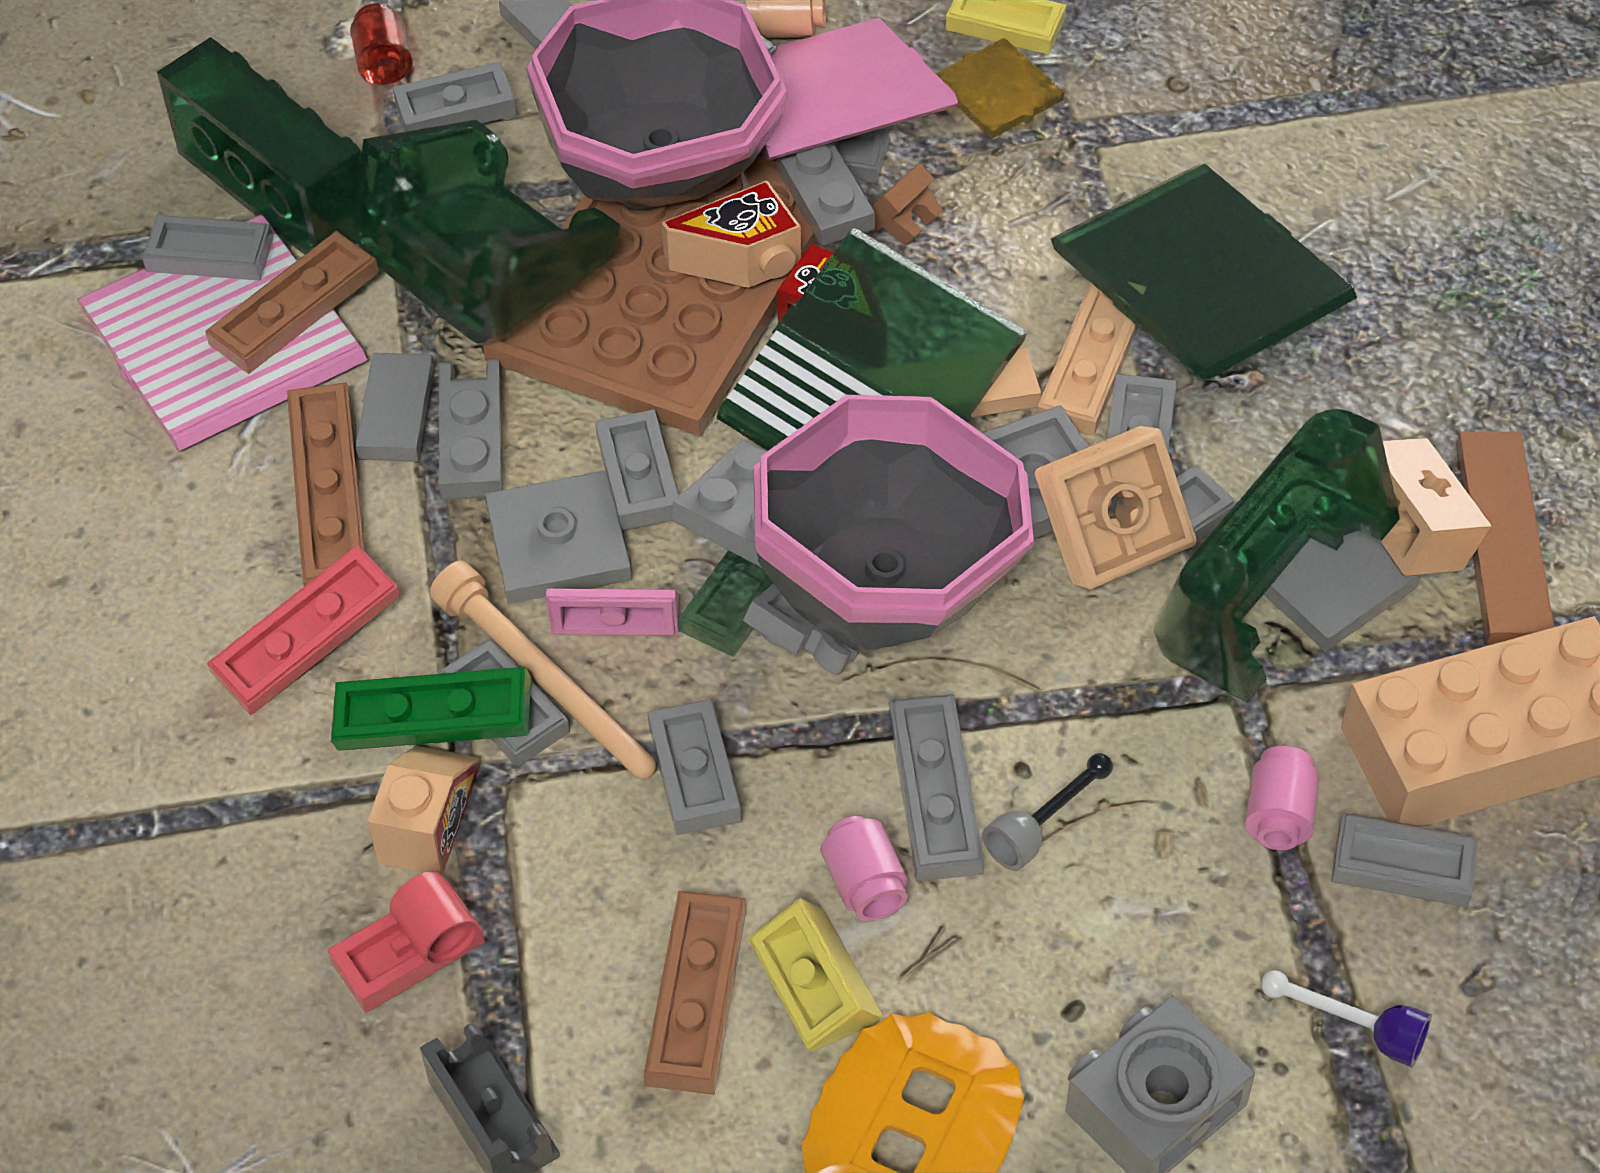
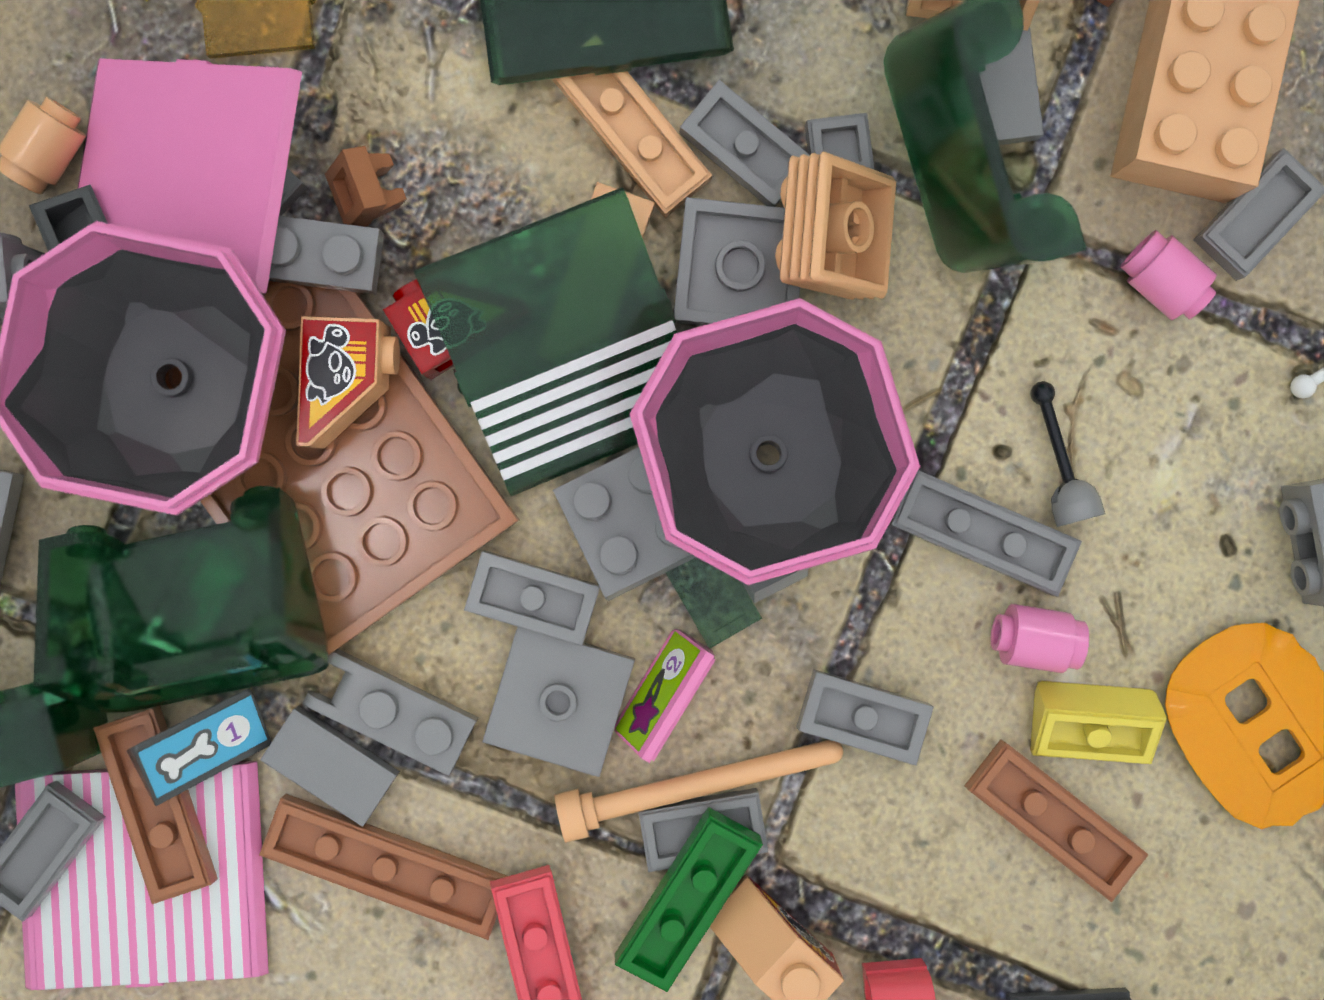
camera: 60 degrees left, 35 degrees up
(365, 297) = (200, 747): none -> slope

